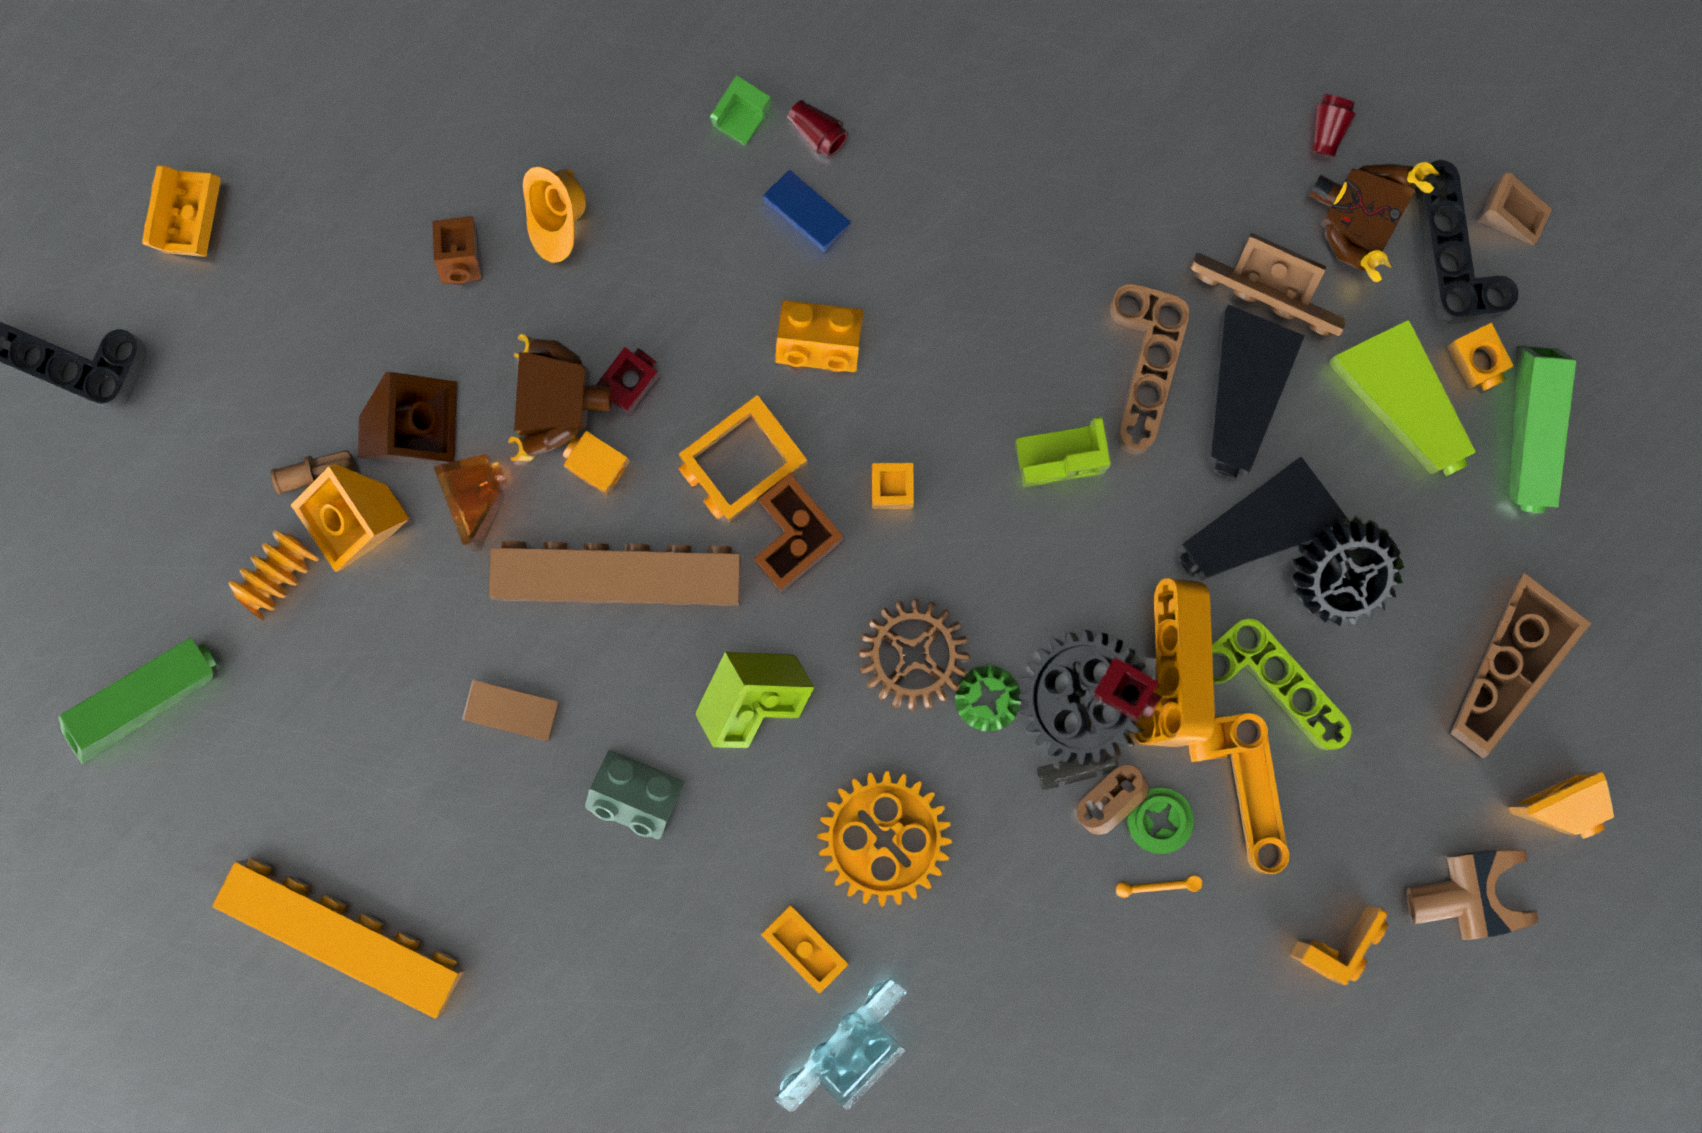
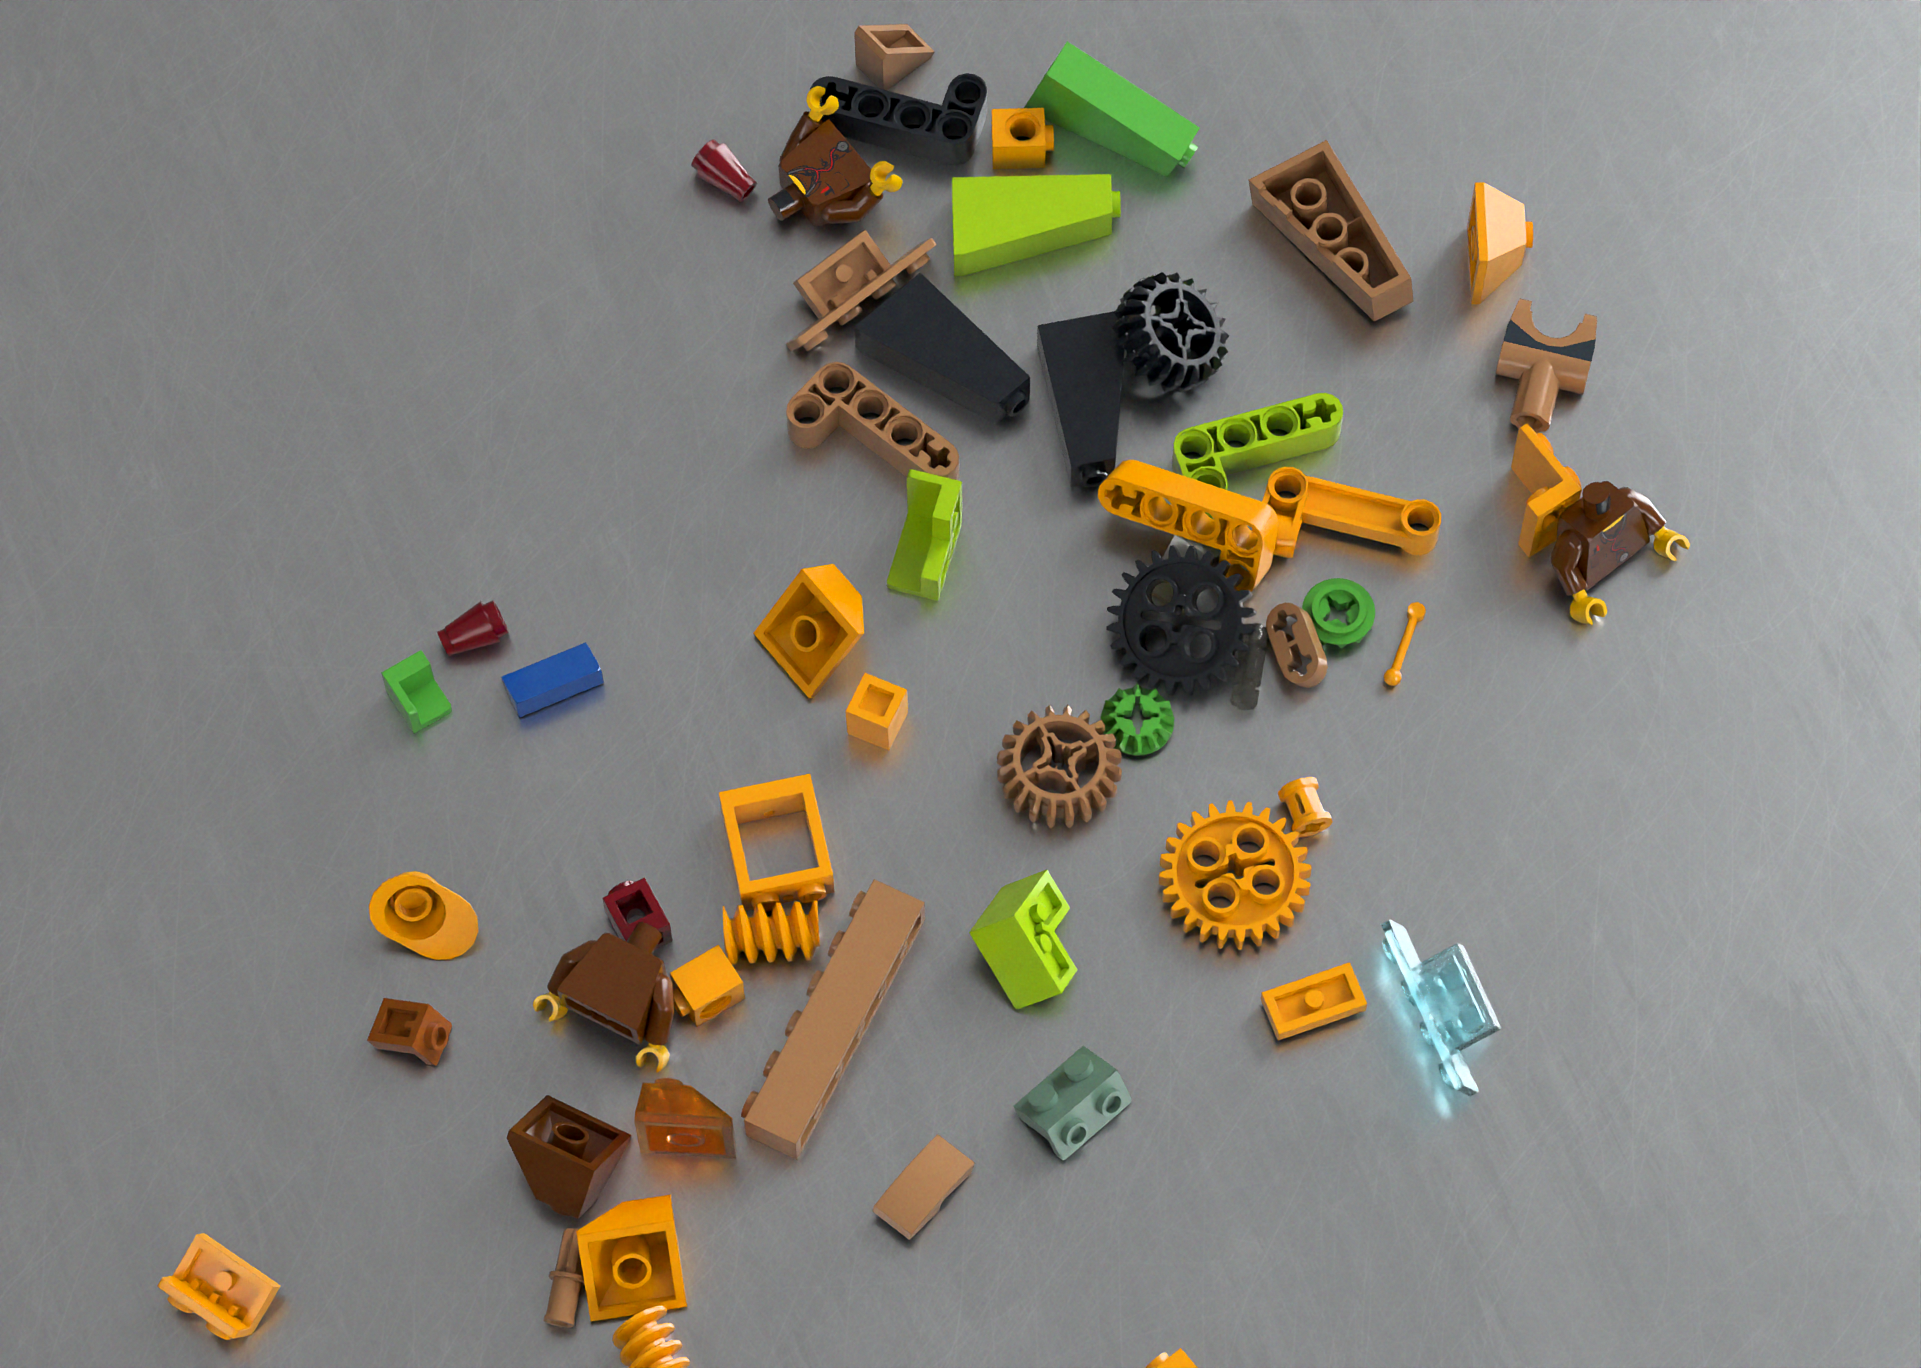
camera: 65 degrees left, 20 degrees down
(661, 492) = (771, 932): none -> light orange piece
(805, 537) = (878, 810): dark orange brick -> none
(819, 336) = (687, 718): light orange bracket -> none
(945, 401) = (813, 626): none -> light orange slope
(970, 869) = (1305, 806): none -> light orange bush
(1119, 678) = (1181, 551): dark red brick -> none
(1326, 1012) = (1601, 535): none -> reddish brown torso

